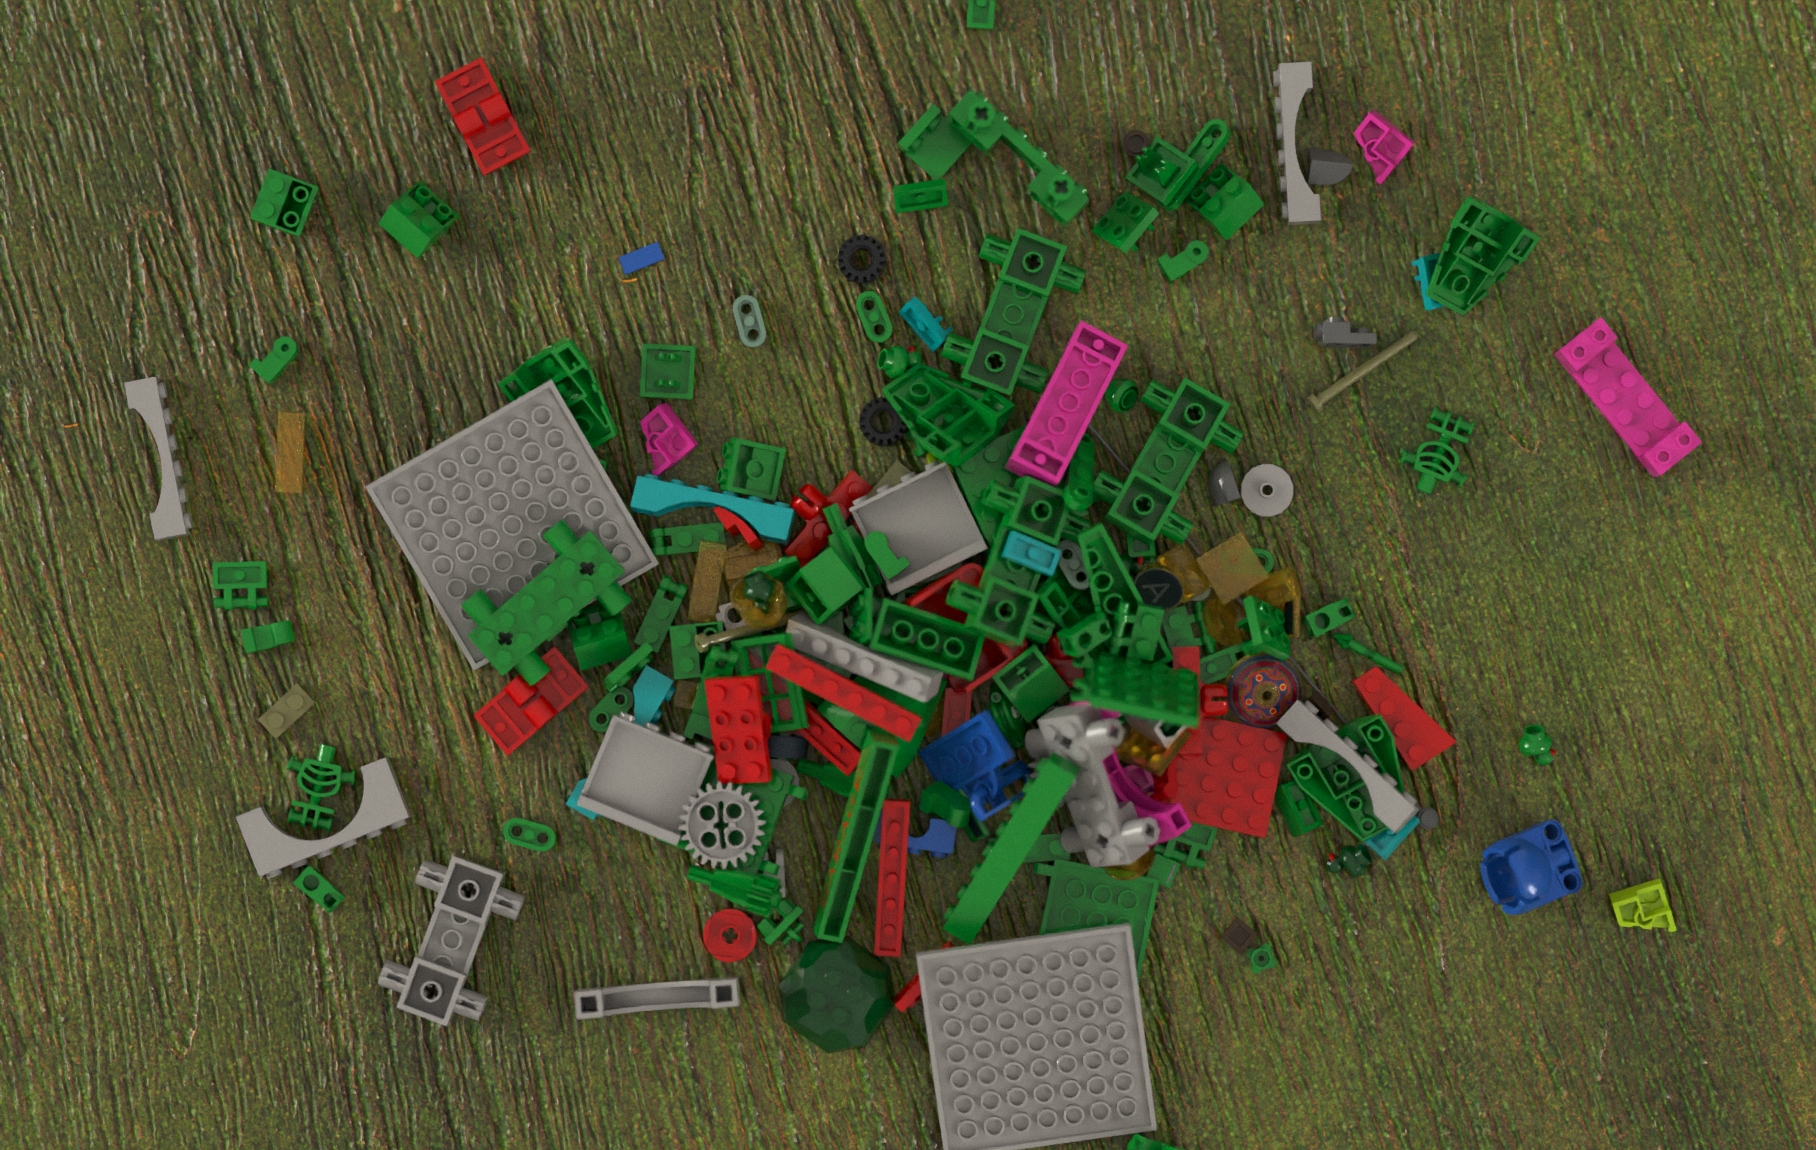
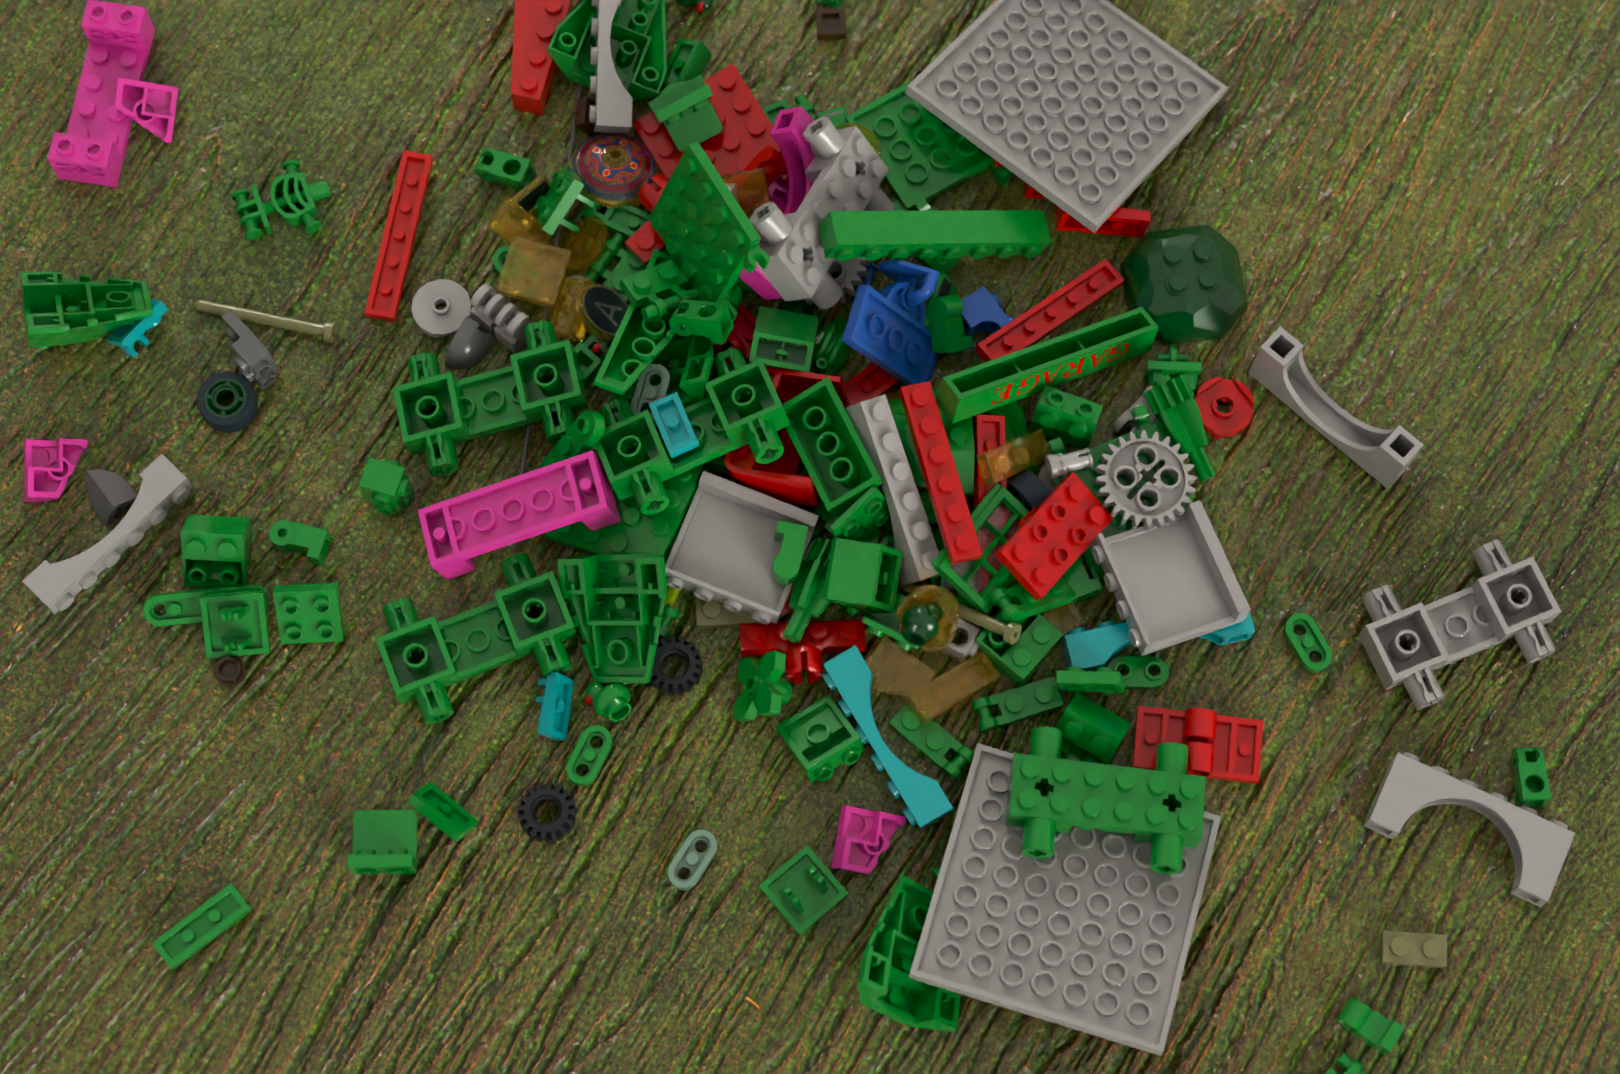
camera: 130 degrees left, 15 degrees down
(323, 761) = (1429, 871): green piece -> none
(641, 258) = (723, 1010): blue window -> none
(735, 526) = (882, 708): red slope -> none
(782, 780) = (1060, 463): none -> light grey pin
(812, 819) = (1066, 417): none -> green plate
(815, 462) = (763, 687): none -> green plant
(816, 756) = (1012, 456): none -> clear yellow plate
(987, 128) = (327, 790): green piece -> none
(1121, 394) = (464, 483): green cone -> none
(1166, 343) = (386, 486): none -> green brick
(1231, 519) = (498, 318): none -> light grey legs
(1255, 769) = (686, 112): none -> green piece
(1339, 294) = (224, 386): none -> wheel
(1344, 507) = (399, 236): none -> red plate
(1346, 641) = (511, 140): green piece -> none
(1592, 422) = (148, 105): none -> dark pink slope

